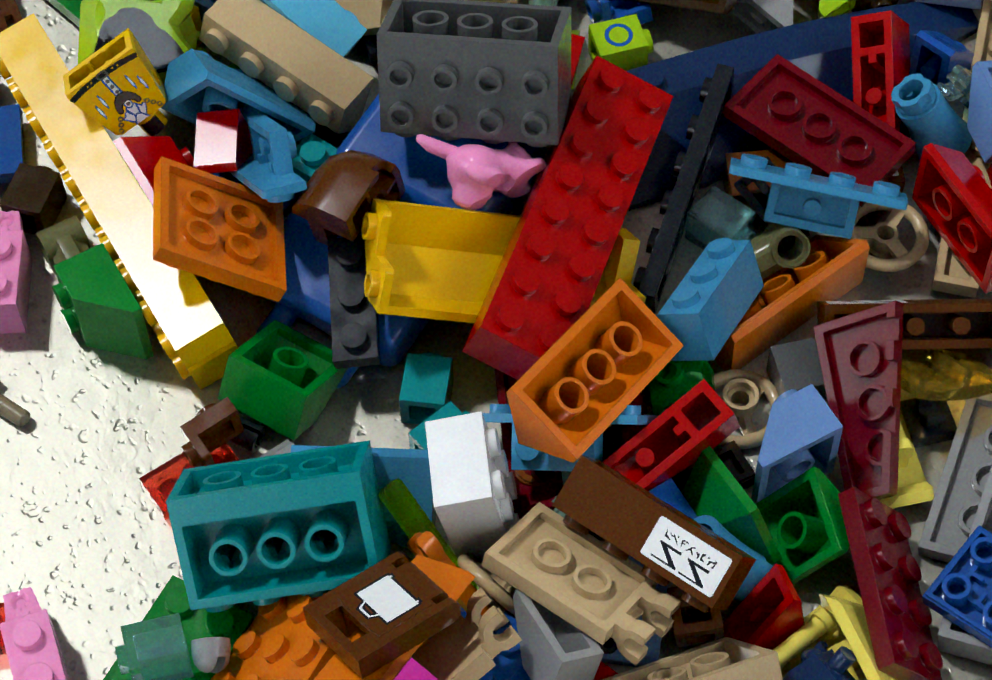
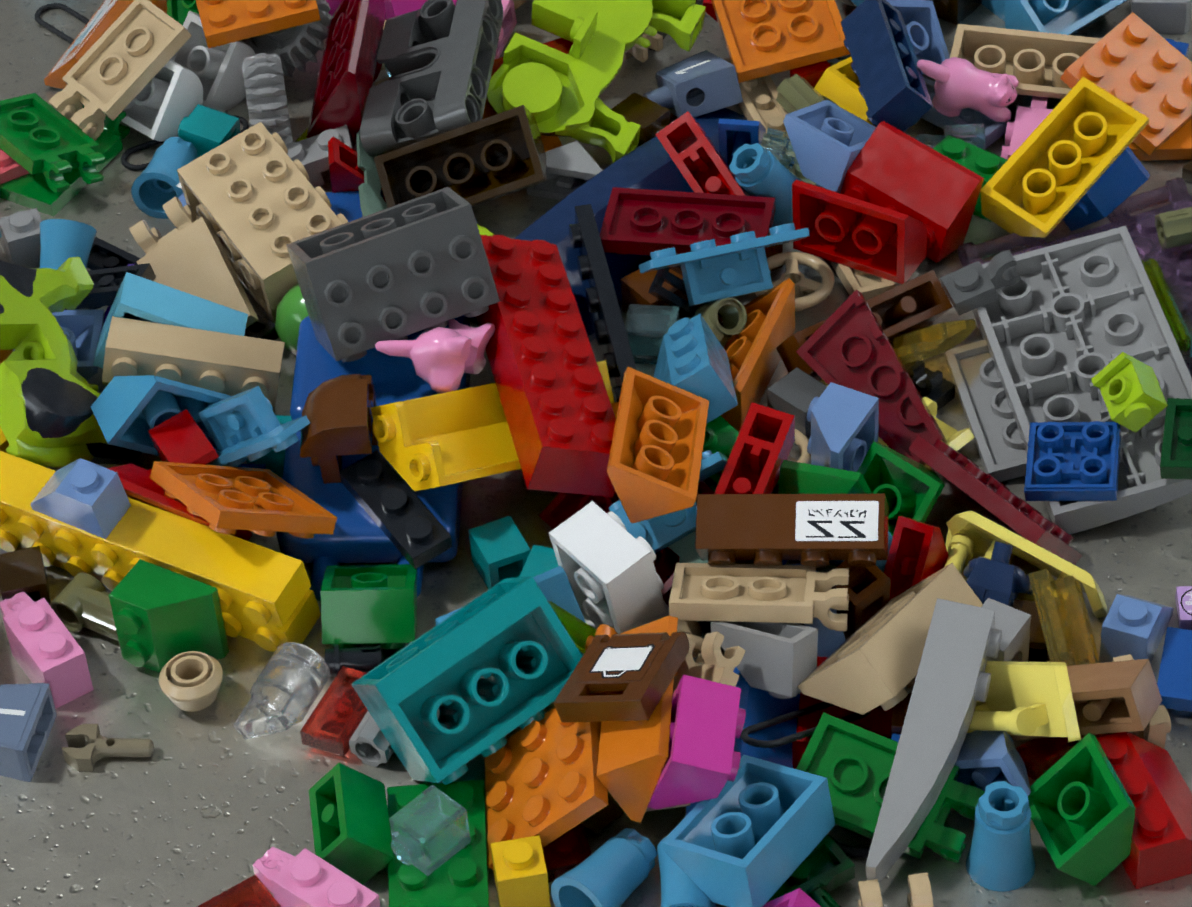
camera: 30 degrees left, 15 degrees down
(90, 161) = (84, 497): none -> medium blue slope
(90, 374) = (191, 680): none -> tan cone
(109, 594) = (351, 822): none -> green brick
(119, 87) = (63, 429): yellow torso -> none
(155, 428) = (283, 691): none -> clear piece
(209, 430) = (343, 659): reddish brown bracket -> none
(211, 653) = (480, 809): light grey hinge -> none

